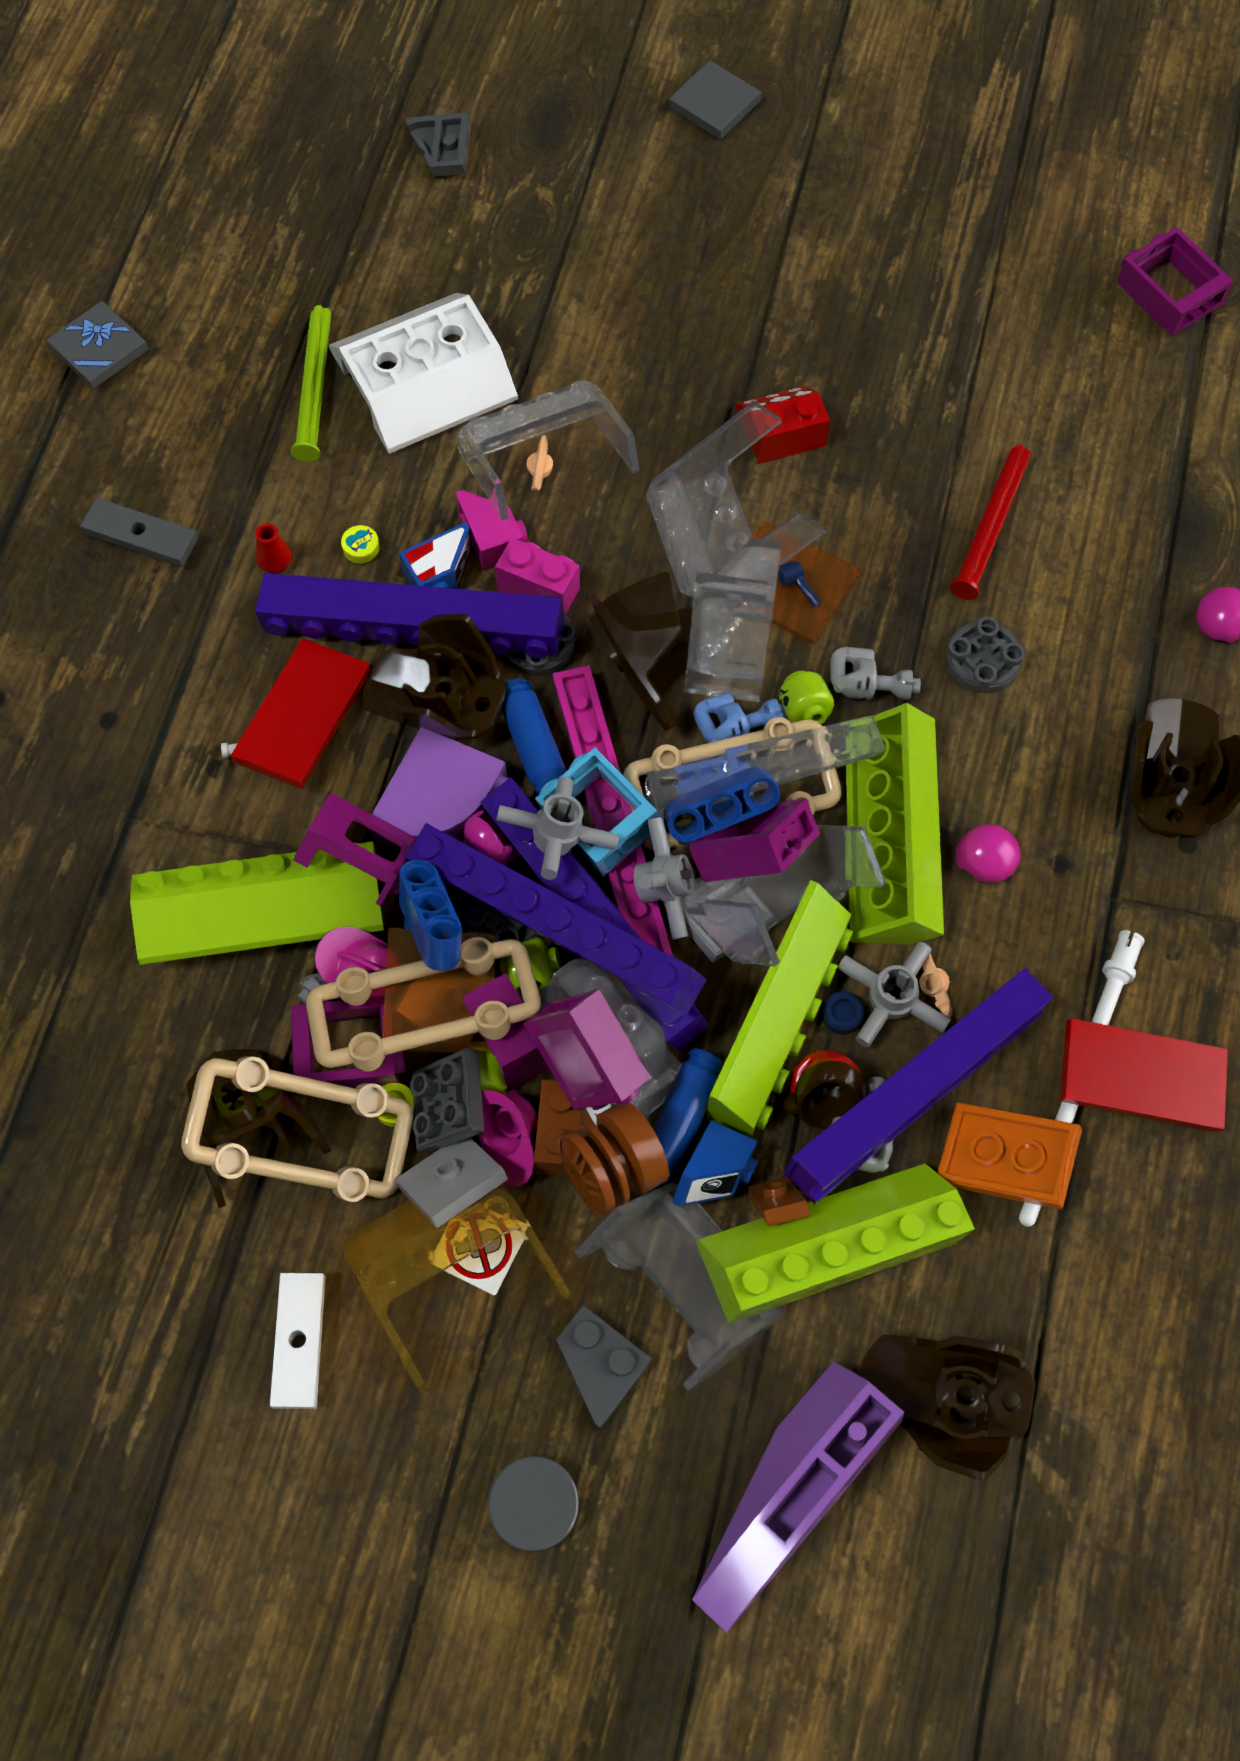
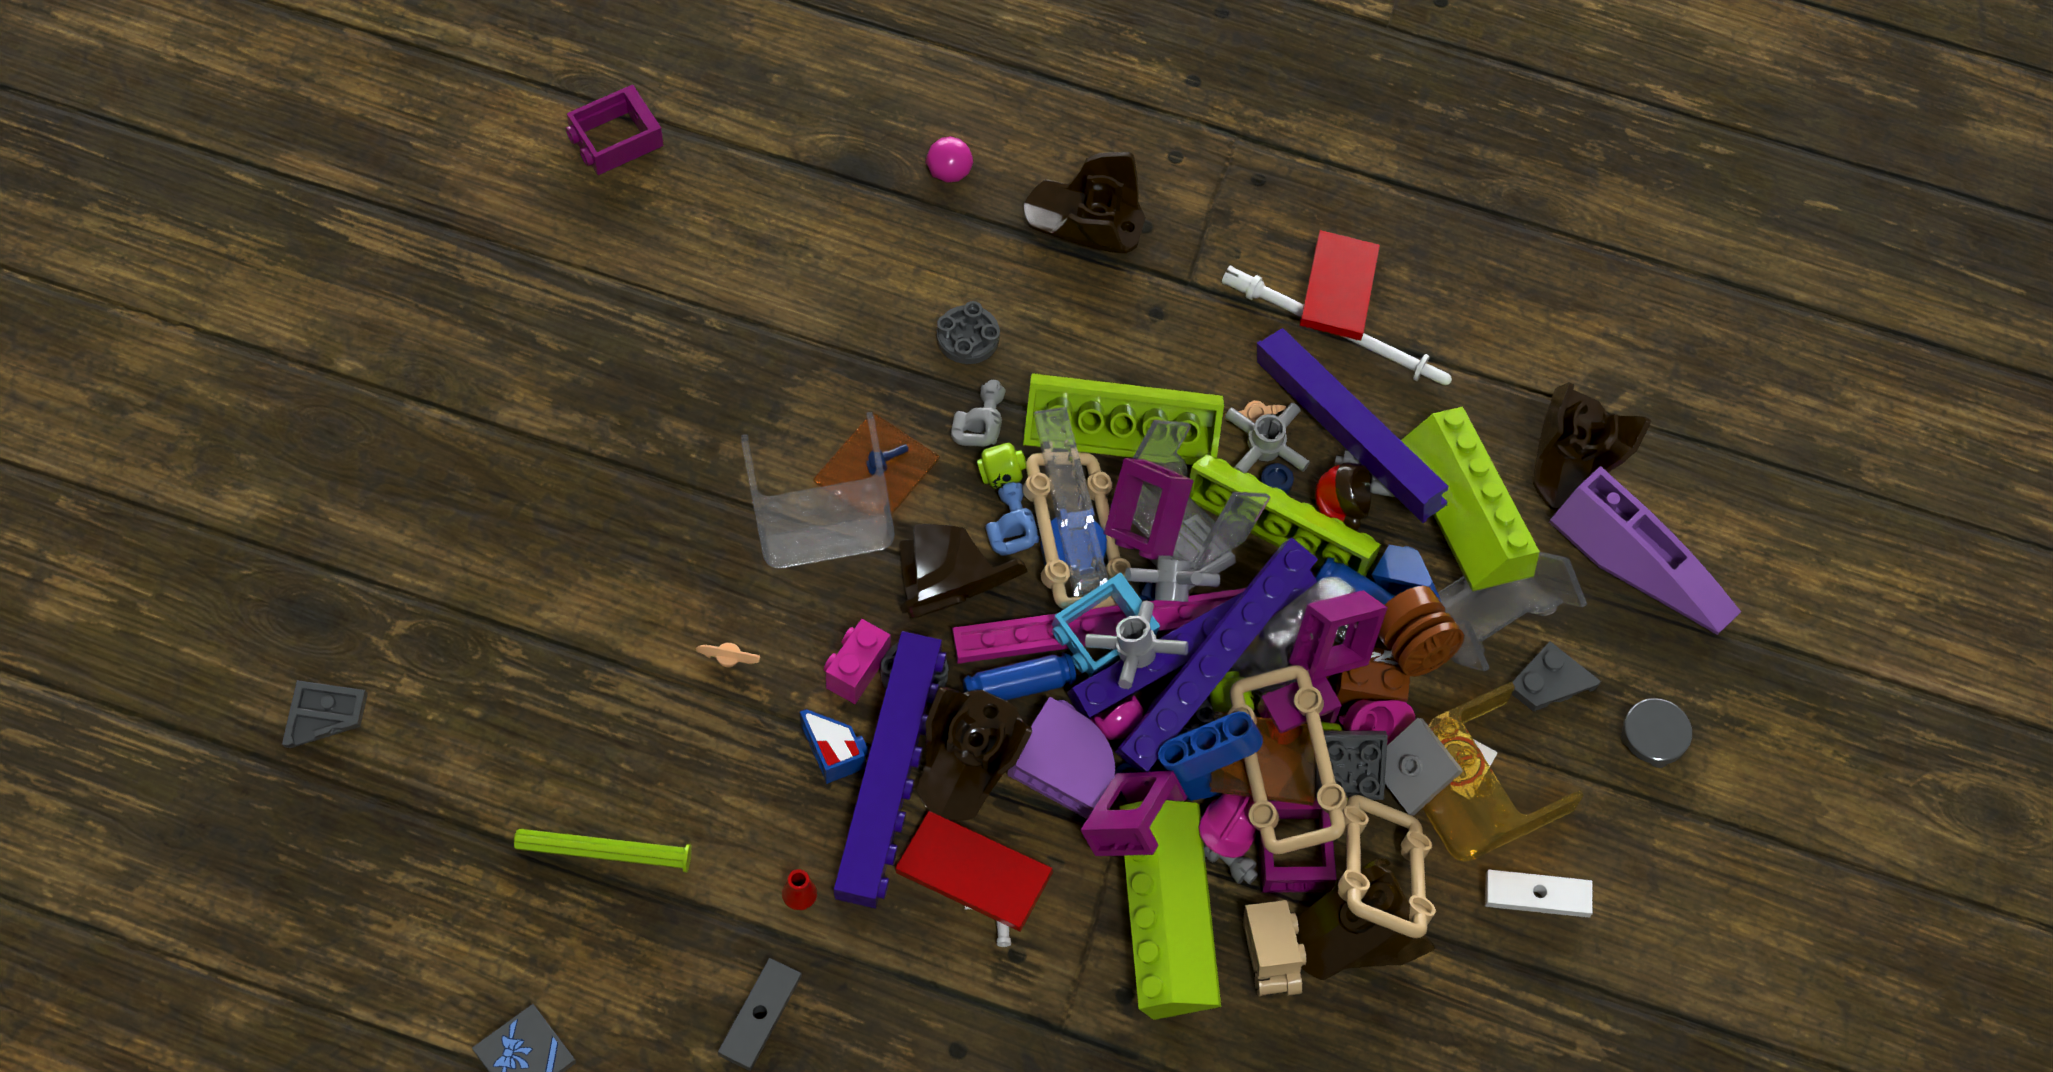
camera: 90 degrees left, 5 degrees down
(215, 1023) = (1274, 947): none -> tan hinge
(360, 544) = (795, 815): neon yellow tile -> none
(433, 379) = (578, 745): white slope -> none
(487, 530) = (799, 691): dark pink slope -> none
(535, 418) = (693, 651): clear windscreen -> none
(715, 99) = (317, 462): dark grey tile -> none
(733, 623) = (932, 484): clear windscreen -> none
(742, 804) = (1115, 525): blue beam -> none
(778, 1201) = (1438, 533): dark orange plate -> none
(802, 426) = (711, 448): red slope -> none
(988, 853) = (1147, 359): dark pink hair -> none
(991, 523) = (839, 306): red axle -> none
(1010, 1155) = (1402, 378): orange tile -> none

